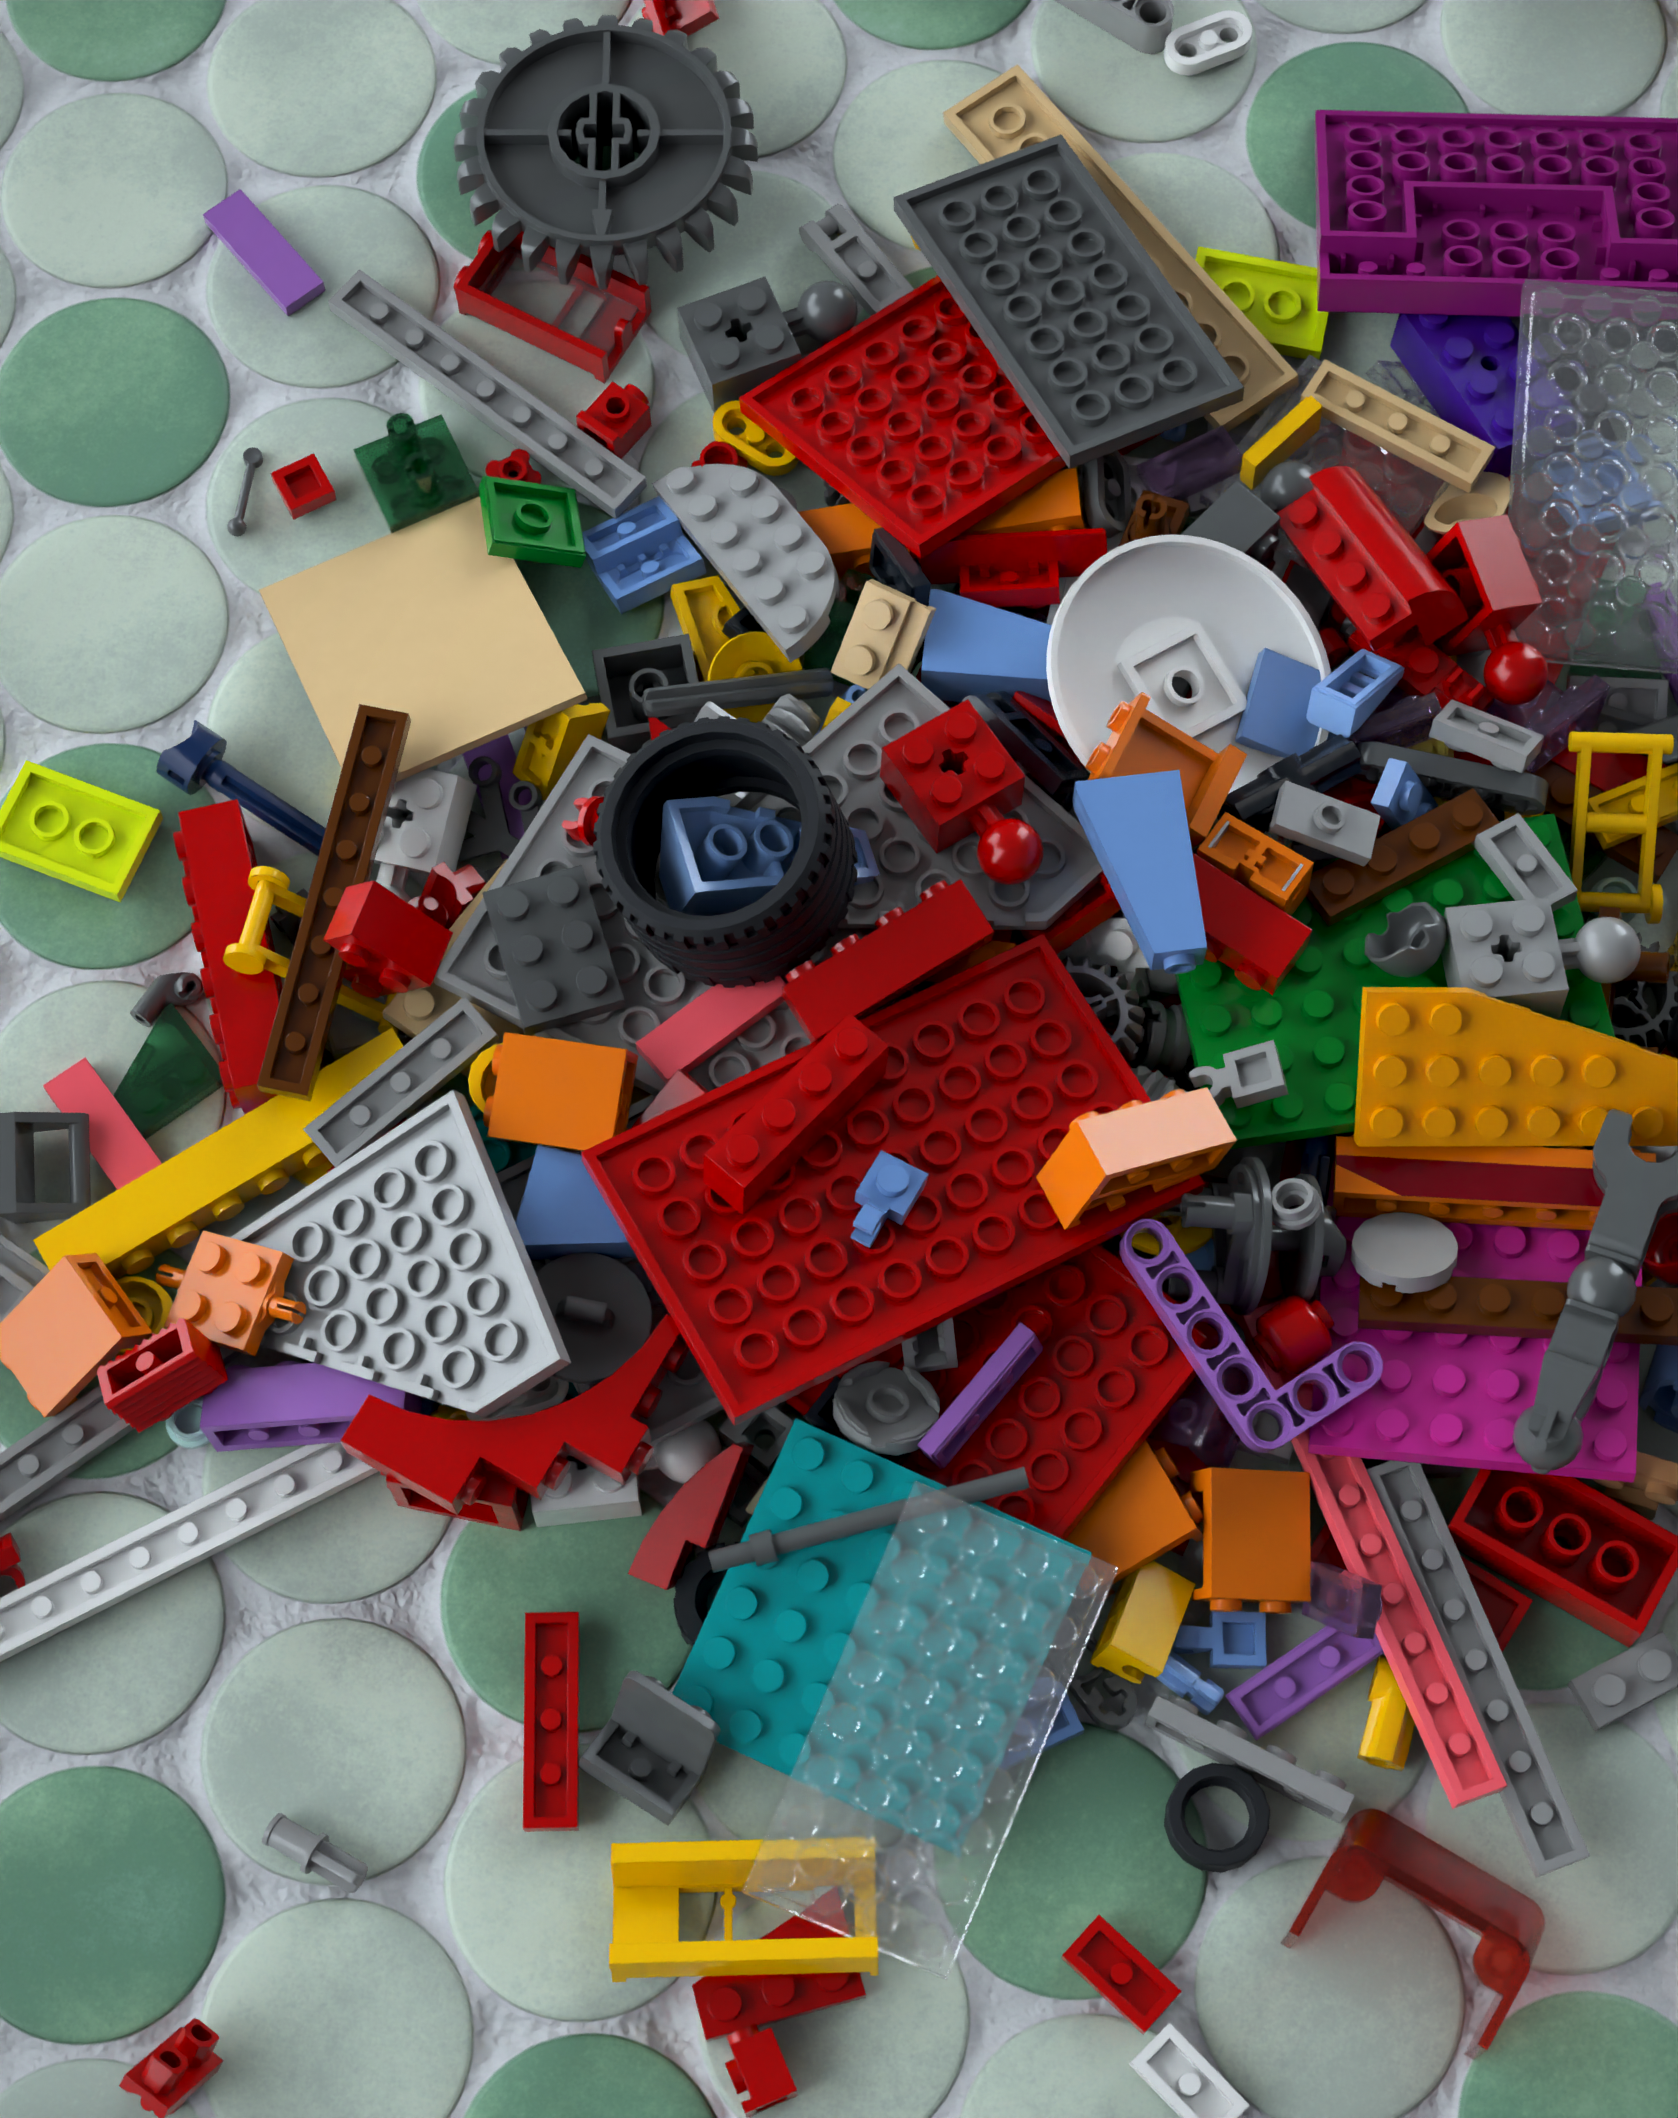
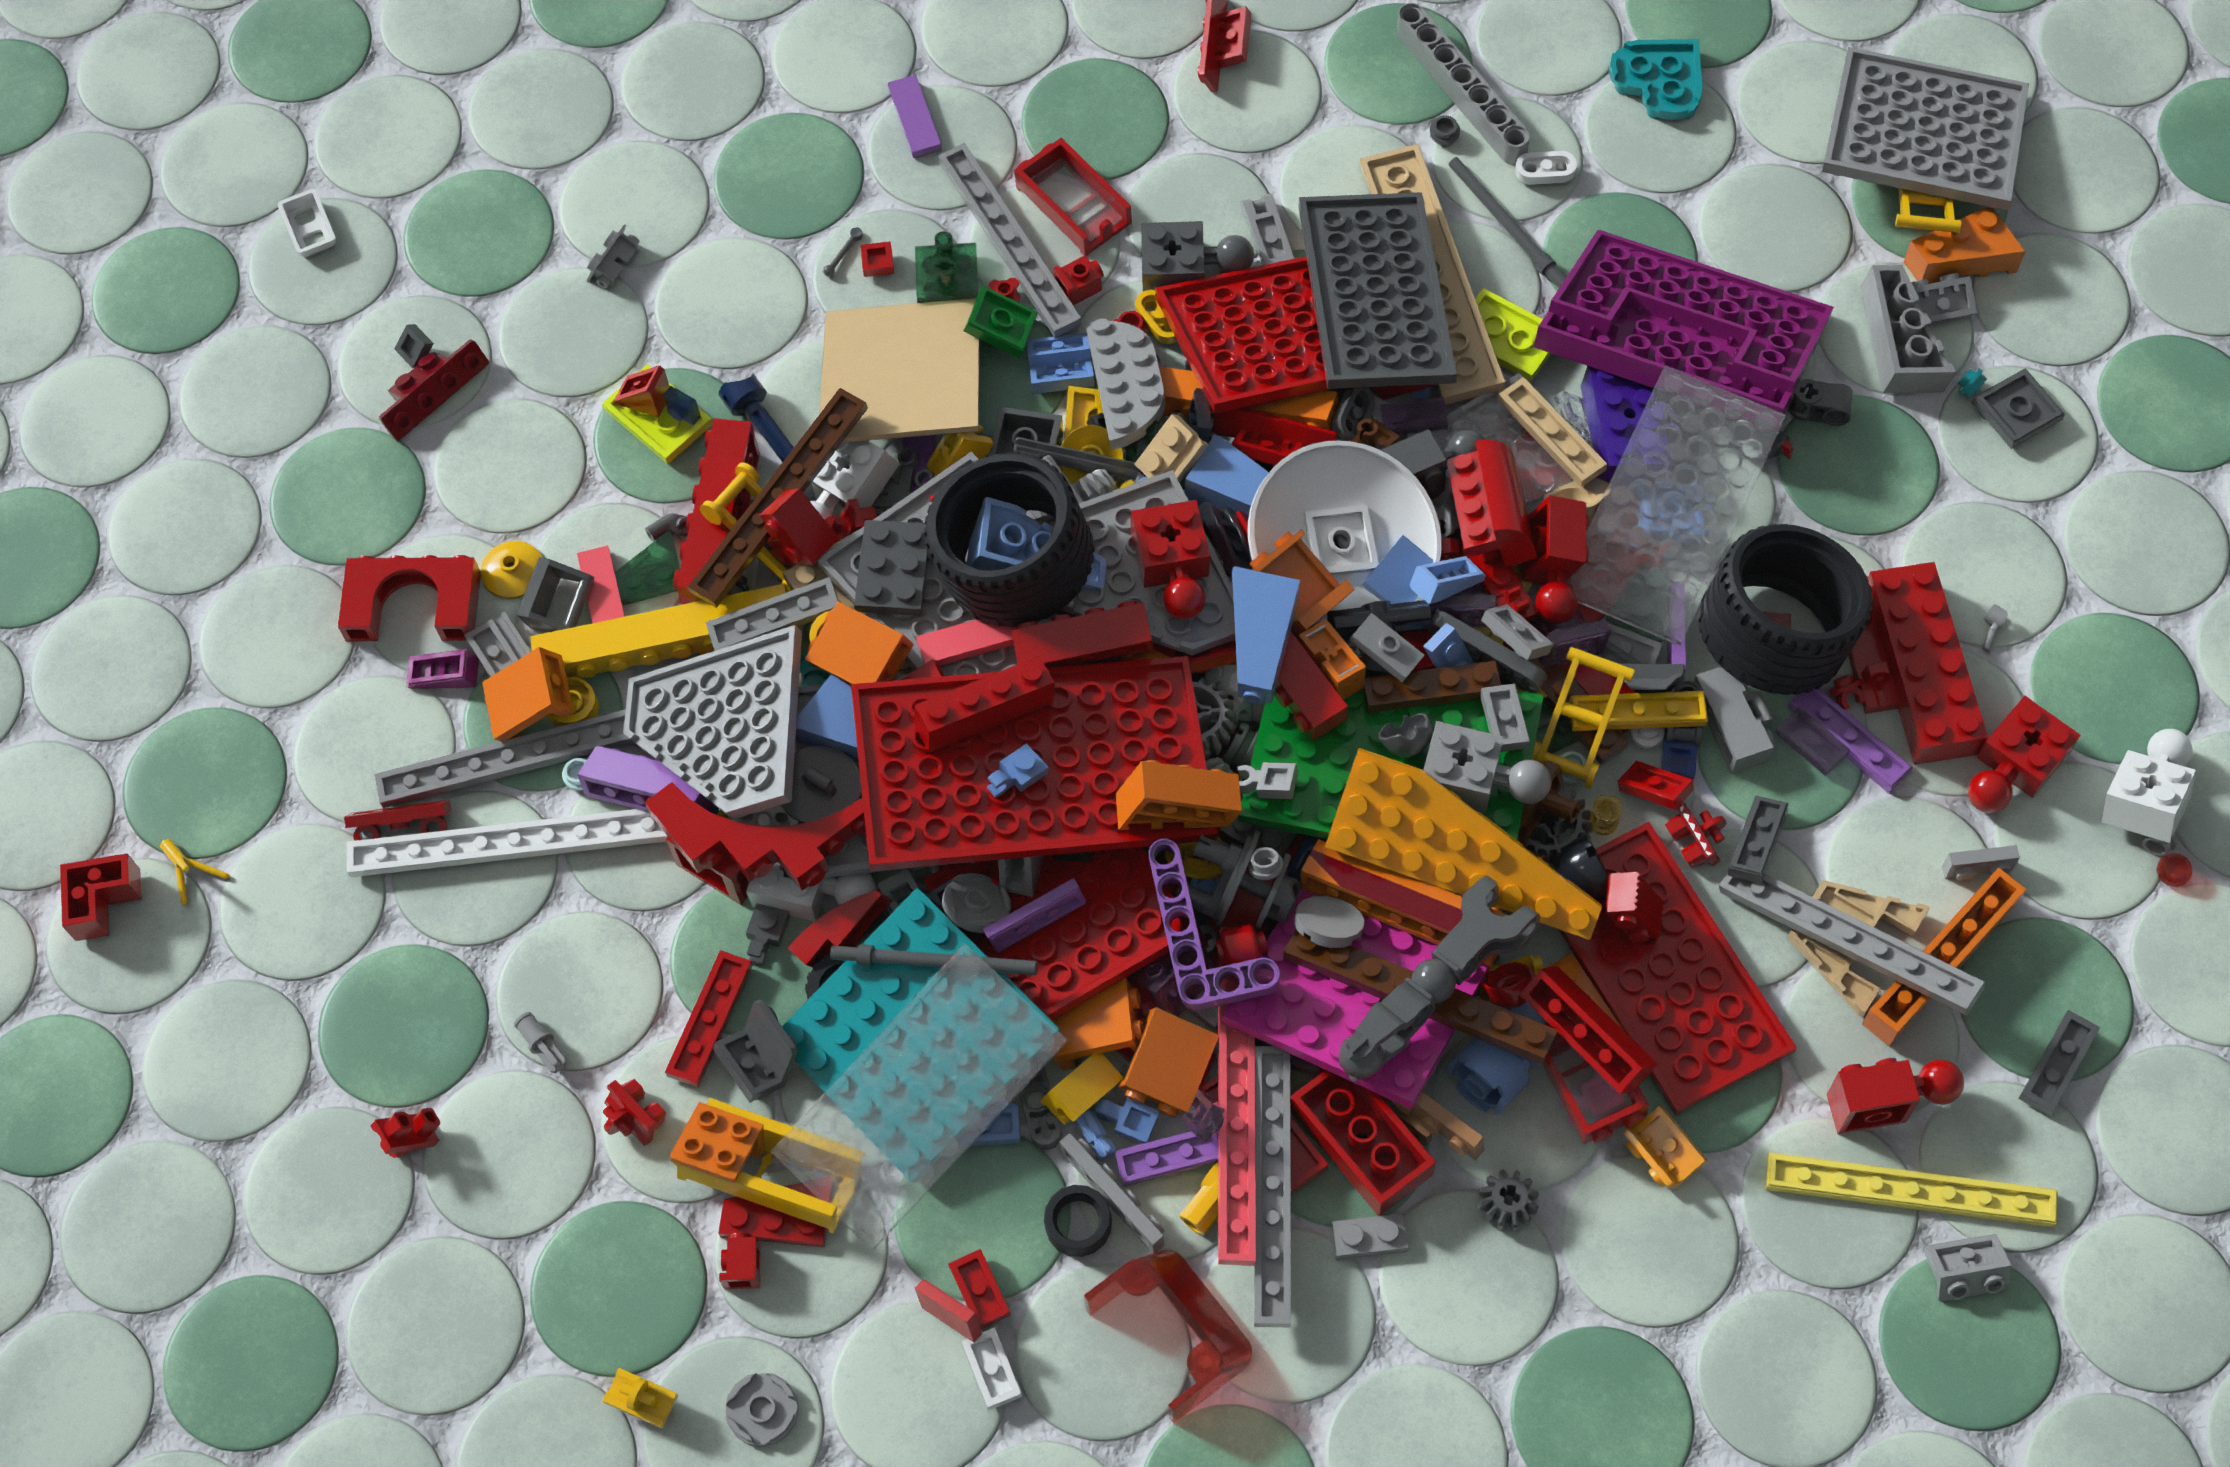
camera: 25 degrees right, 5 degrees down
(44, 804) = (644, 391): none -> slope
(111, 808) = (681, 406): none -> plate
(161, 1375) = (566, 736): red brick -> none
(231, 1291) = (627, 704): orange plate -> none
(495, 1913) = (627, 1115): none -> red hips
(574, 1554) = (765, 928): none -> dark grey plate
(593, 92) = (1138, 114): dark grey gear -> none
(658, 1911) = (718, 1142): none -> orange bracket
(1042, 32) = (1444, 130): none -> dark grey plate
(1095, 2025) = (948, 1310): none -> red tile
(1262, 182) = (1543, 262): none -> dark grey bar
(1281, 441) = (1475, 417): yellow tile -> none

